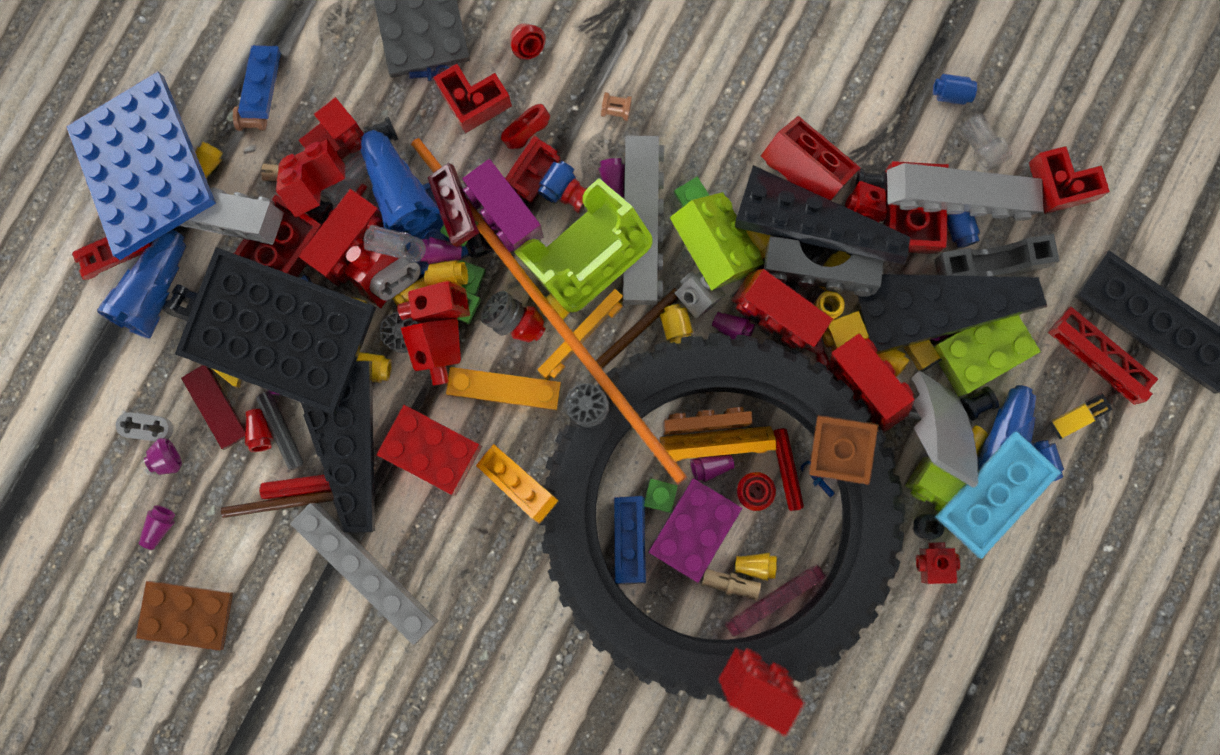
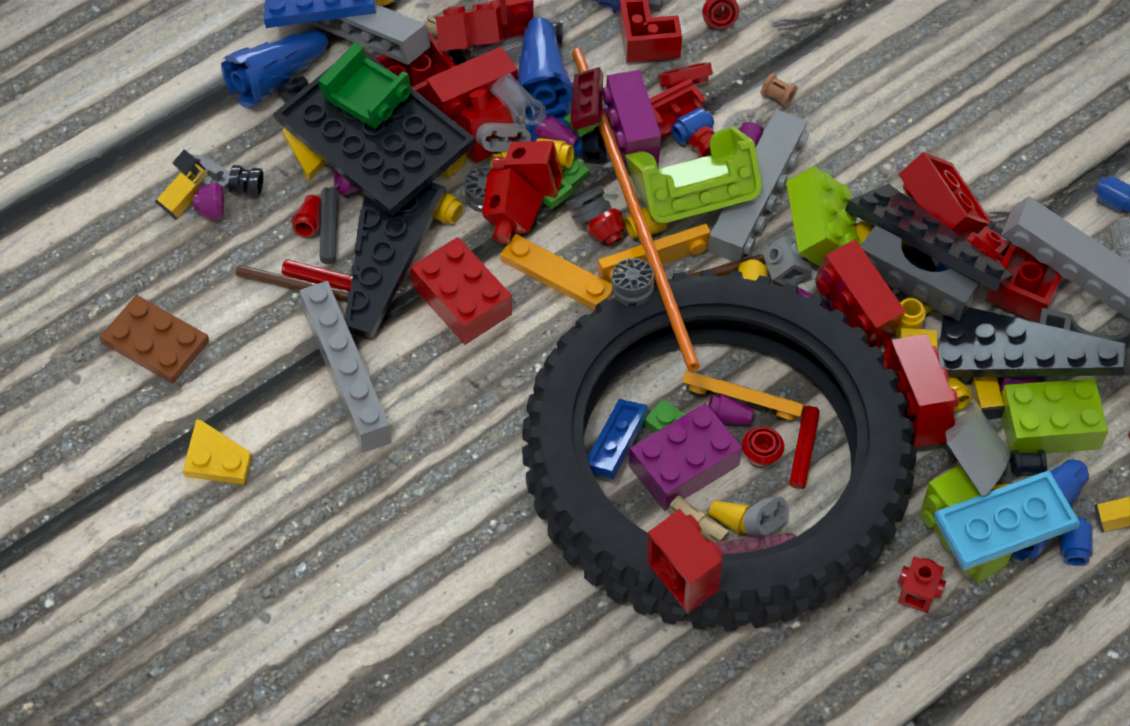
camera: 20 degrees right, 25 degrees down
(103, 256) = (251, 31): red plate -> none
(131, 455) = (180, 192): none -> piece
(156, 525) = (171, 254): magenta cone -> none
(183, 420) = (245, 180): none -> black wheel
(214, 406) = (279, 184): dark red tile -> none
(246, 296) = (364, 87): none -> green panel
(296, 706) = (215, 457): none -> yellow wing
(517, 483) = (532, 335): light orange plate -> none
(706, 421) = (741, 364): dark orange plate -> none
(786, 559) = (766, 516): none -> light grey beam
(819, 481) = (832, 468): clear blue hand -> none
(843, 449) = (864, 411): dark orange plate -> none
(919, 525) = (927, 545): black bush -> none
(963, 229) = (1078, 303): blue brick -> none

